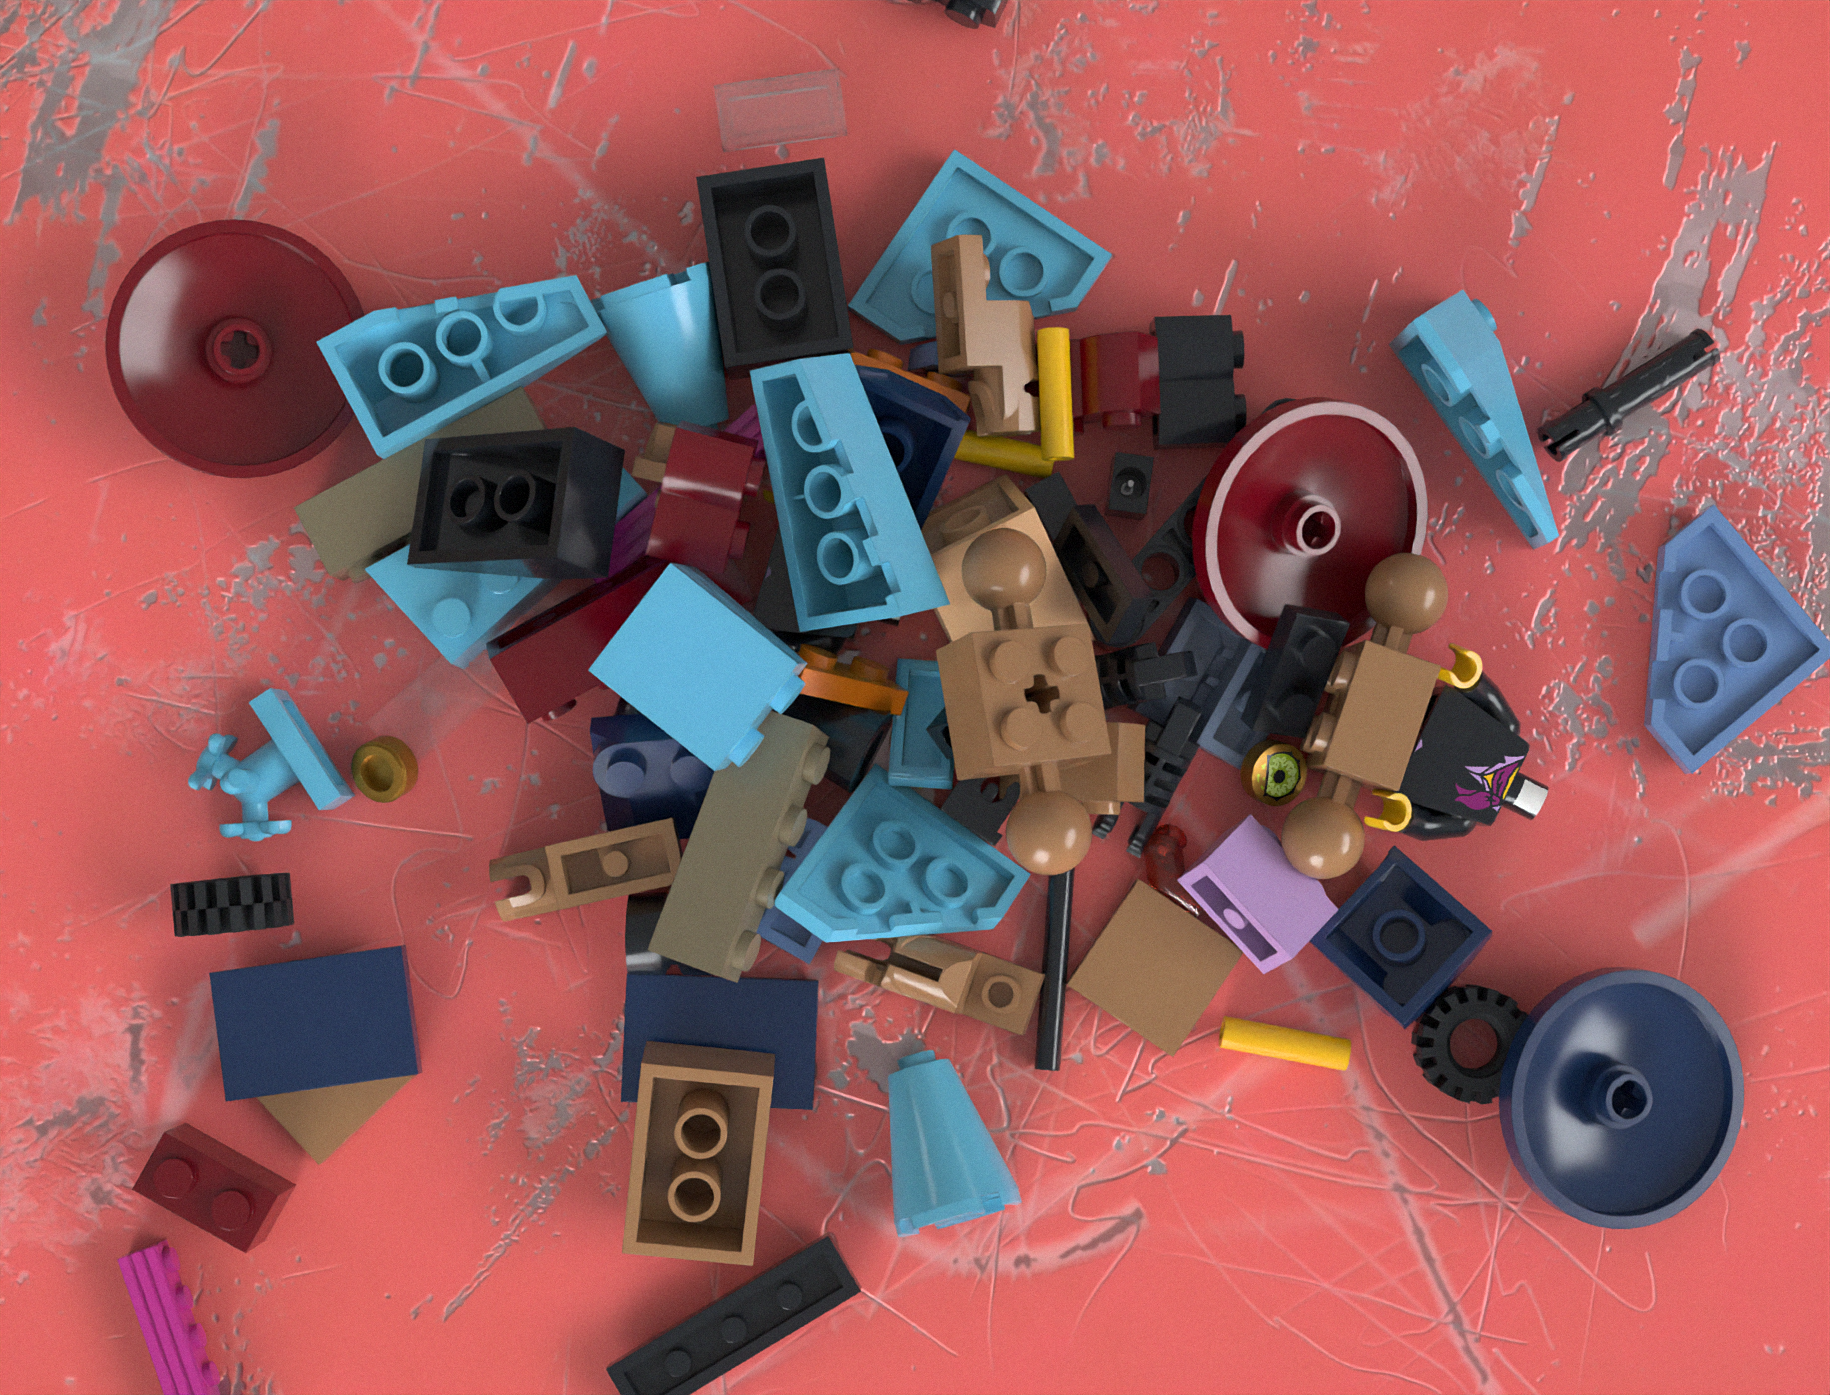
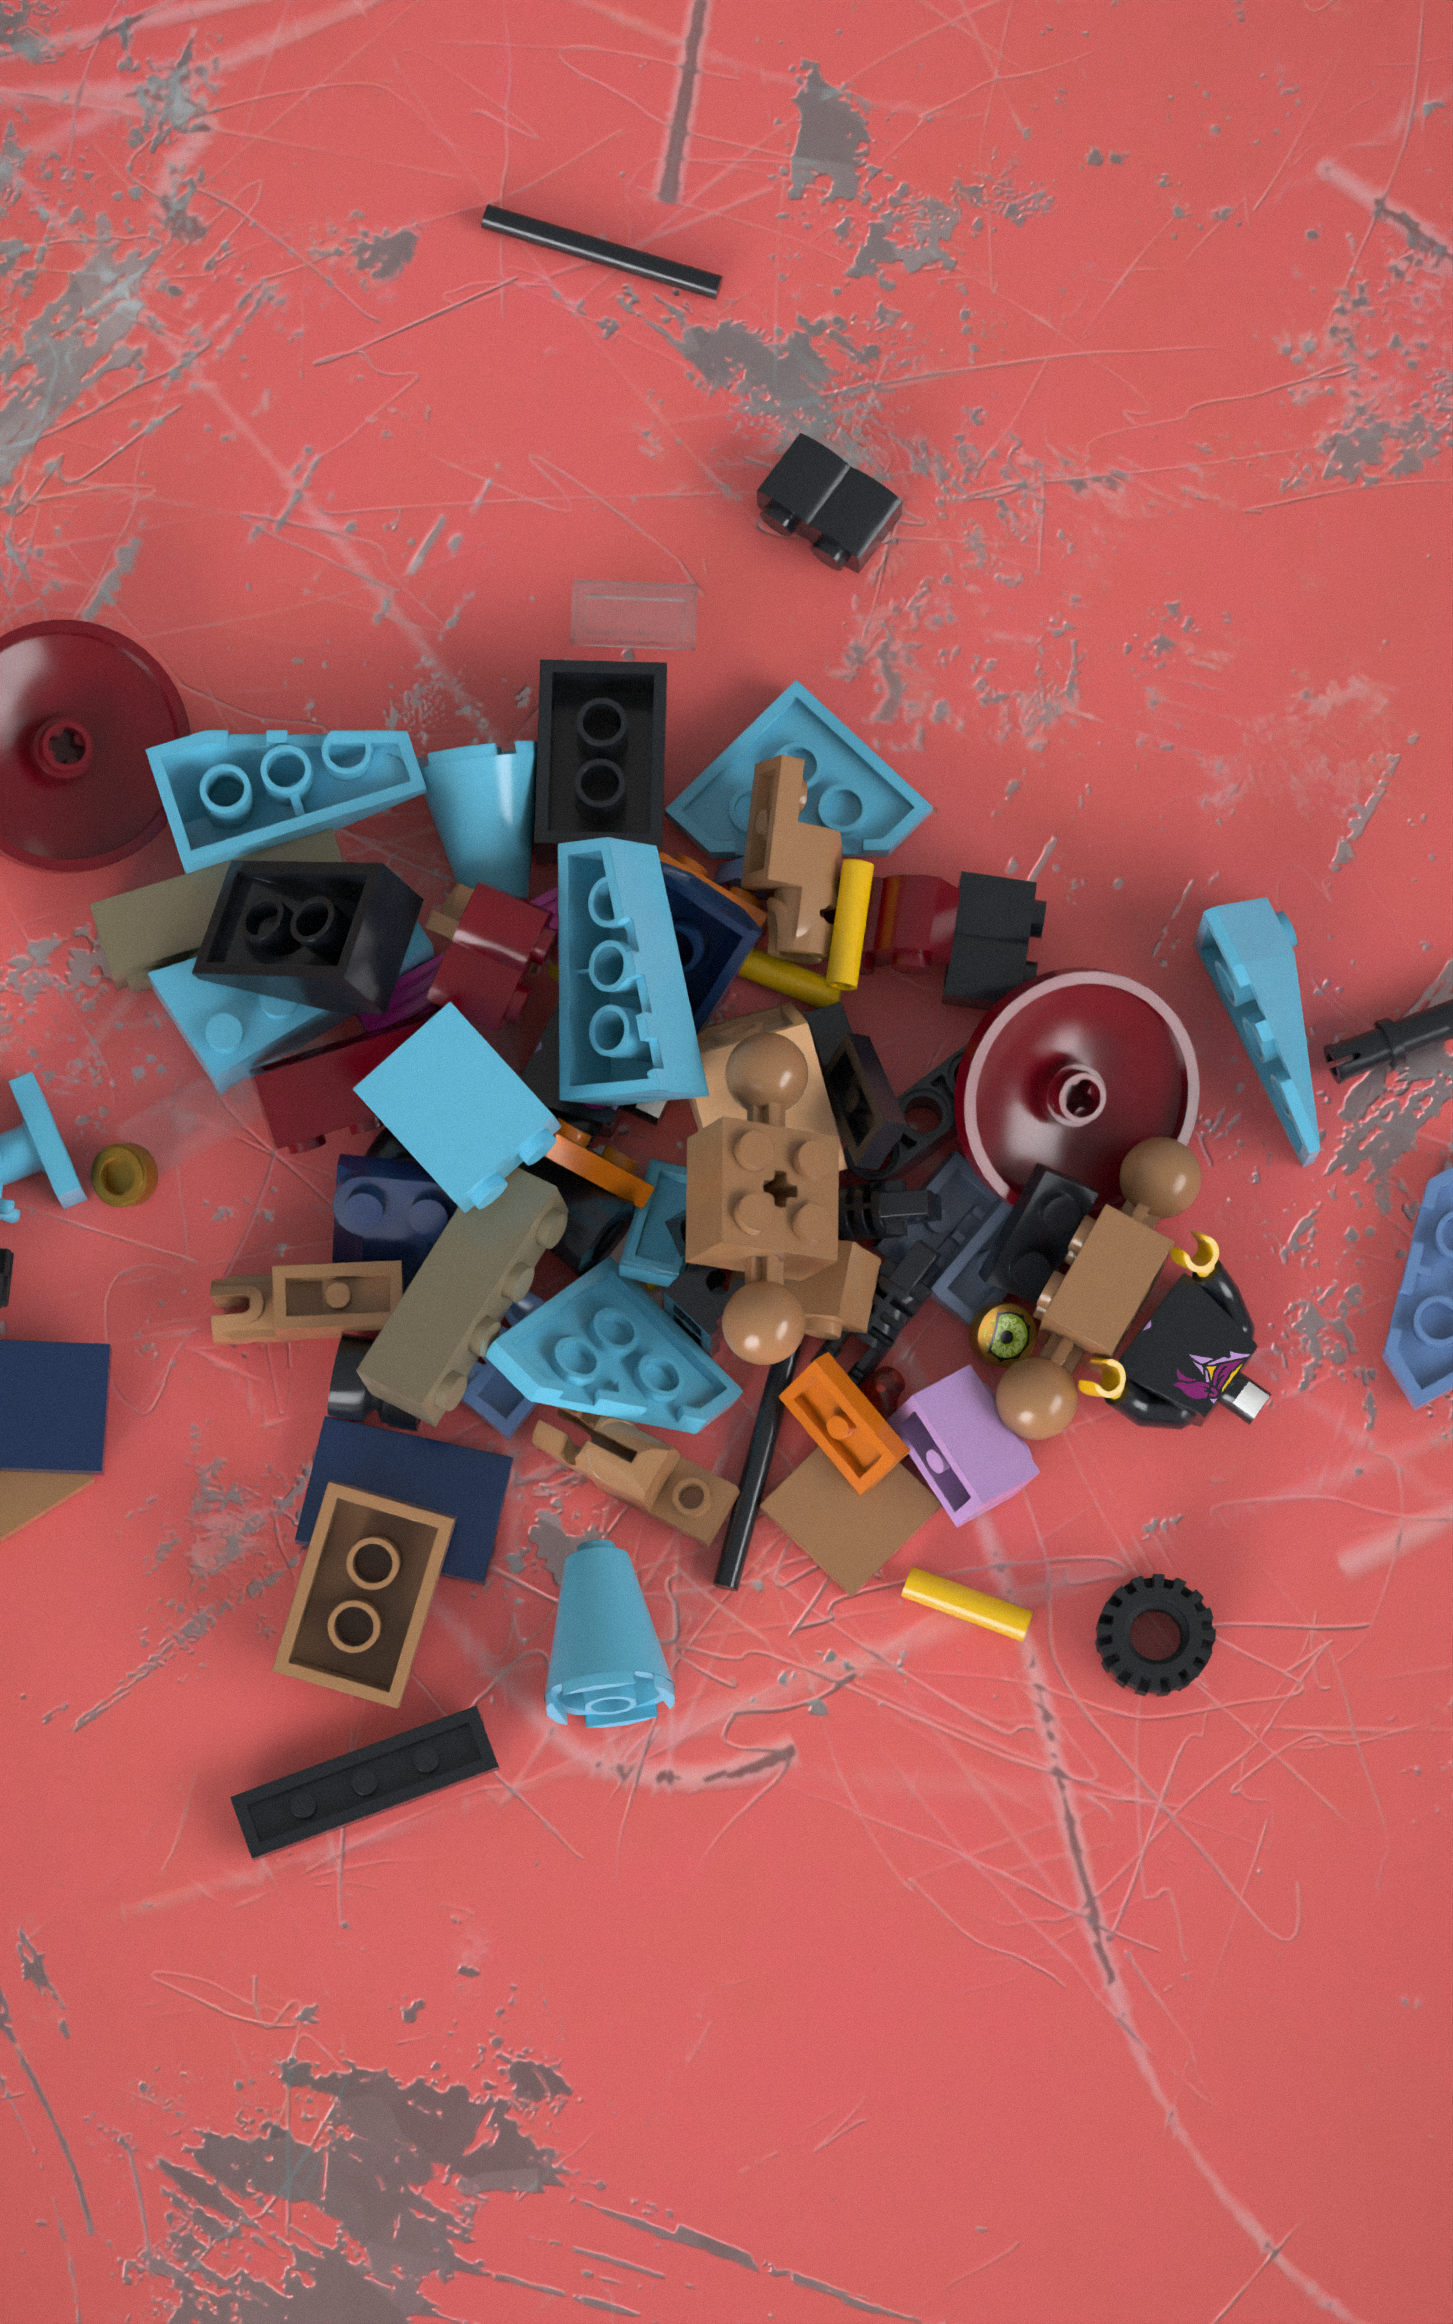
camera: 10 degrees right, 10 degrees down
(1128, 486) = (908, 1031): black piece -> none
(1138, 896) = (844, 1423): none -> orange plate
(1402, 938) = (1100, 1517): dark blue slope -> none
(1621, 1097) = (1290, 1707): dark blue dish -> none

